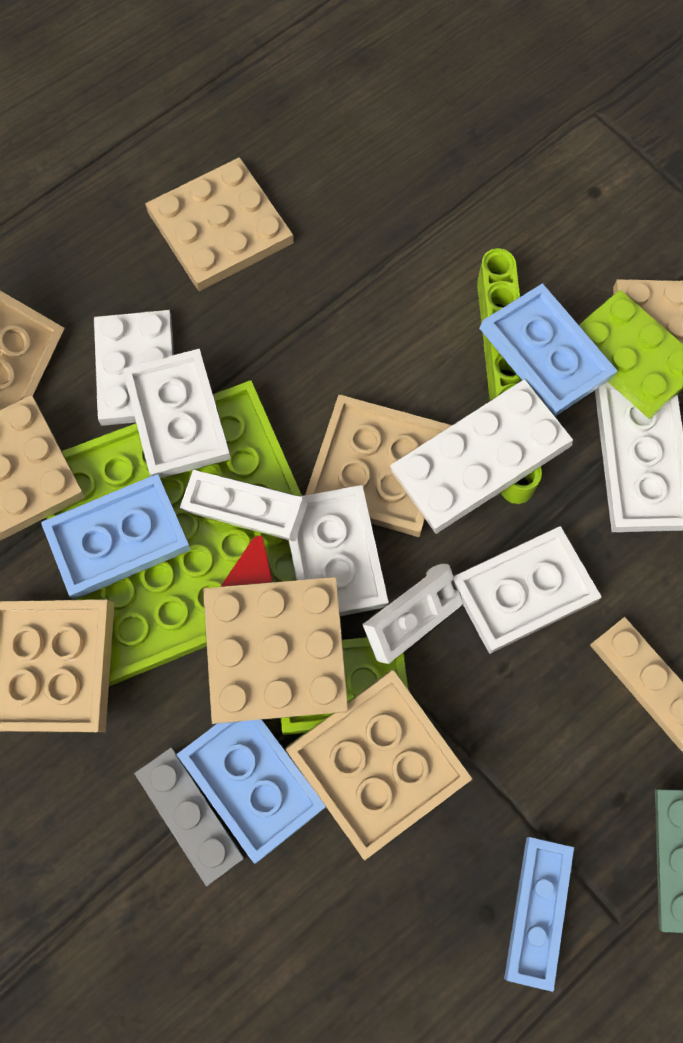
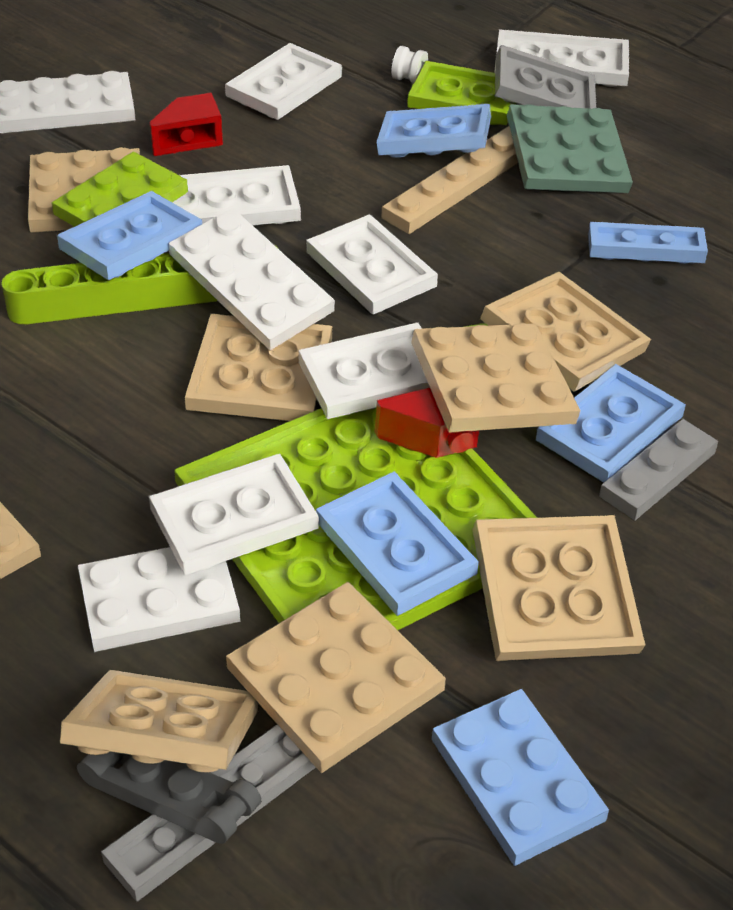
camera: 100 degrees left, 25 degrees down
(244, 505) = (341, 431): white plate -> none
(413, 614) = (410, 311): white plate -> none

